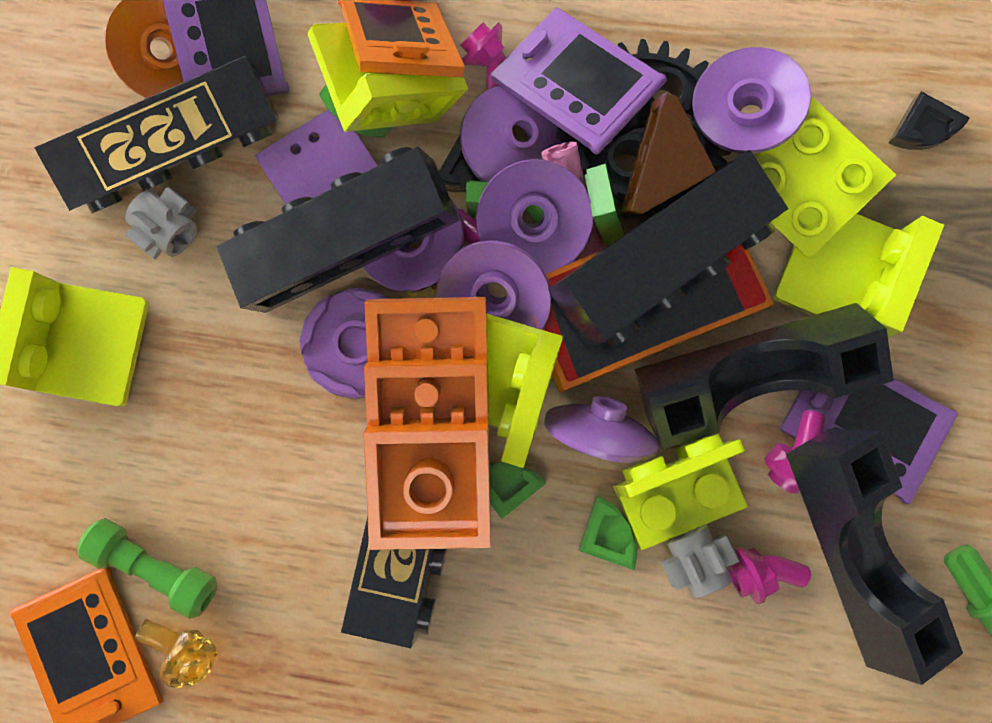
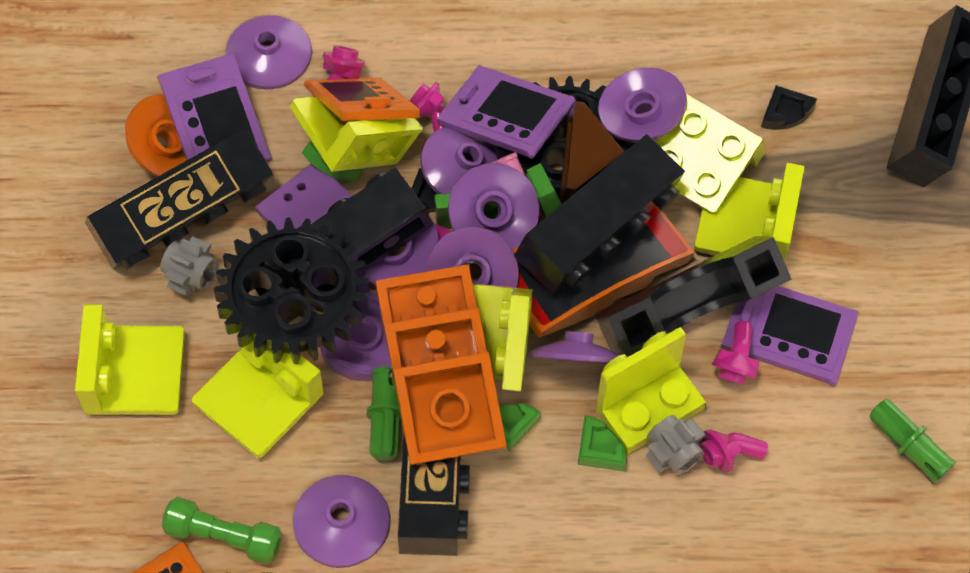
camera: 20 degrees left, 20 degrees down
(216, 400) = (259, 398): none -> neon yellow bracket
(219, 329) = (262, 317): none -> black gear
(318, 566) = (344, 541): none -> medium lavender dish
(352, 482) = (384, 416): none -> bright green axle
(892, 616) = (772, 362): black arch -> none

